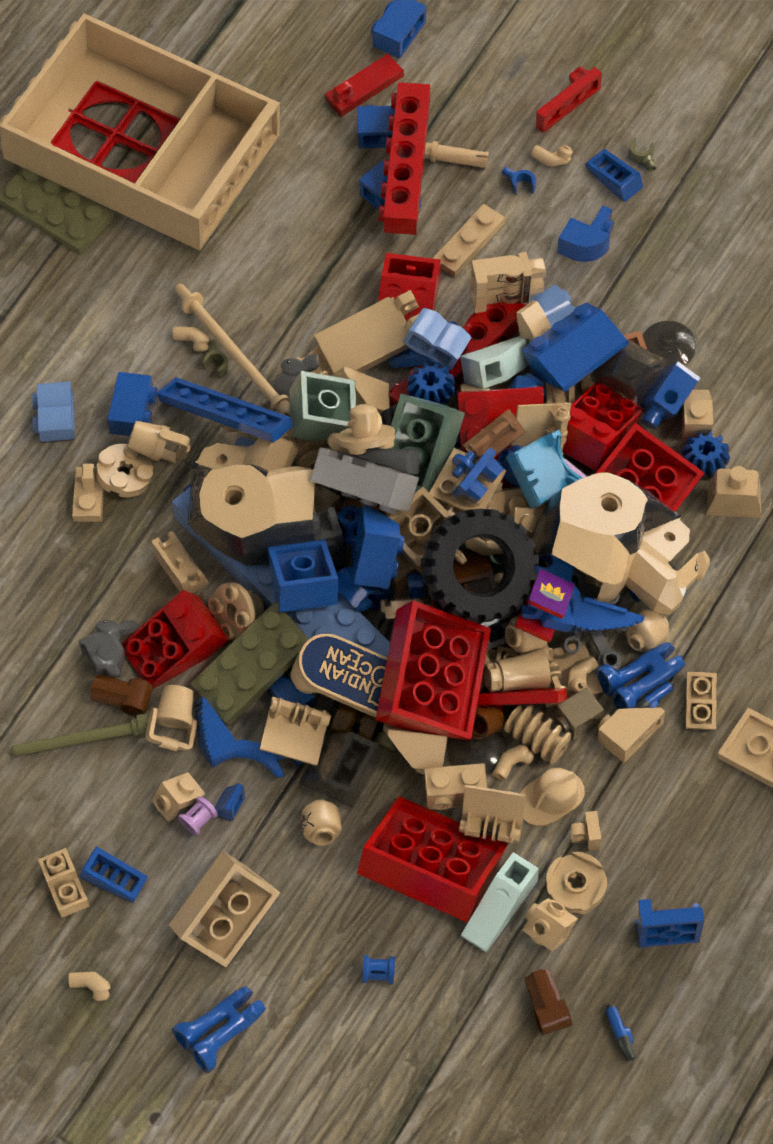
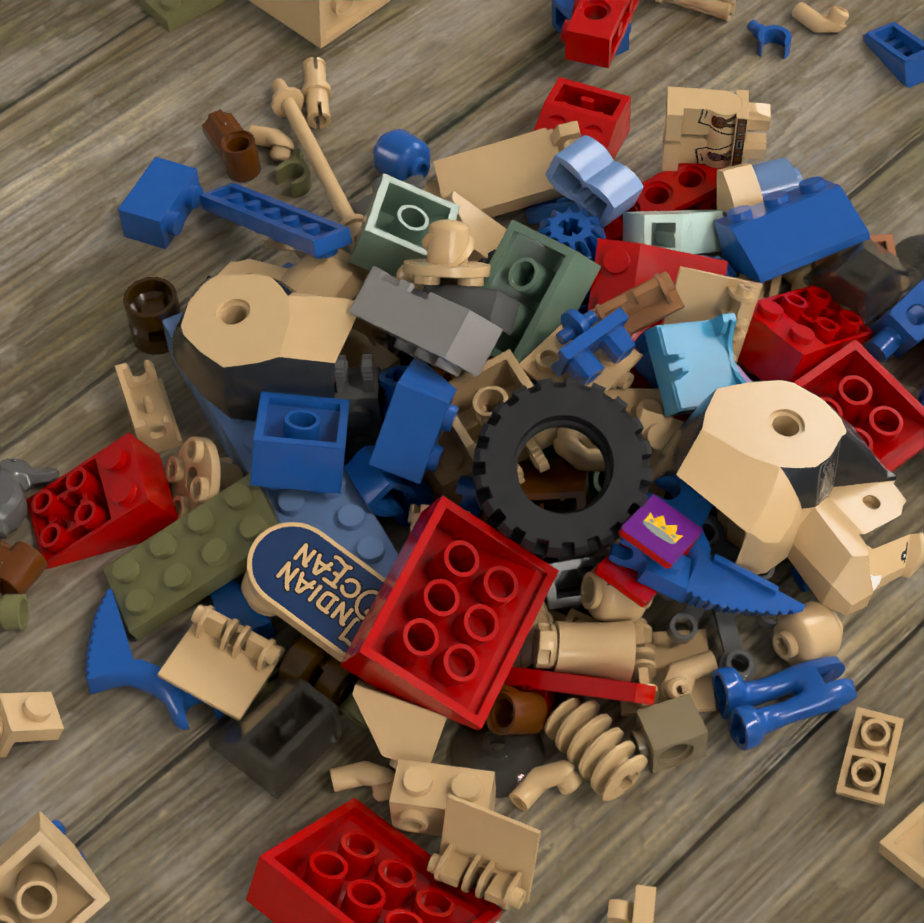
camera: 15 degrees right, 10 degrees down
(55, 411) = (58, 193): medium blue brick -> none
(87, 495) = (64, 299): tan hinge -> none
(126, 485) = (109, 260): tan plate -> none
(151, 440) = (167, 245): tan piece -> none
(158, 492) = (146, 305): none -> dark brown wheel
(165, 346) = (233, 145): none -> reddish brown piece
(176, 713) = (59, 602): tan piece -> none
(198, 816) = (39, 757): lavender bush -> none
(210, 290) = (316, 92): none -> tan pin
(230, 801) = (97, 750): blue slope -> none
(289, 334) = (401, 155): none -> blue head
(321, 822) = (218, 809): tan head -> none
(405, 780) = (364, 774): none -> tan arm
(469, 240) = (650, 108): tan plate -> none
(552, 796) = (592, 852): tan piece -> none
(586, 241) = (844, 119): blue brick -> none
(629, 730) = (743, 775): tan slope -> none
(651, 700) = (789, 740): blue piece -> none

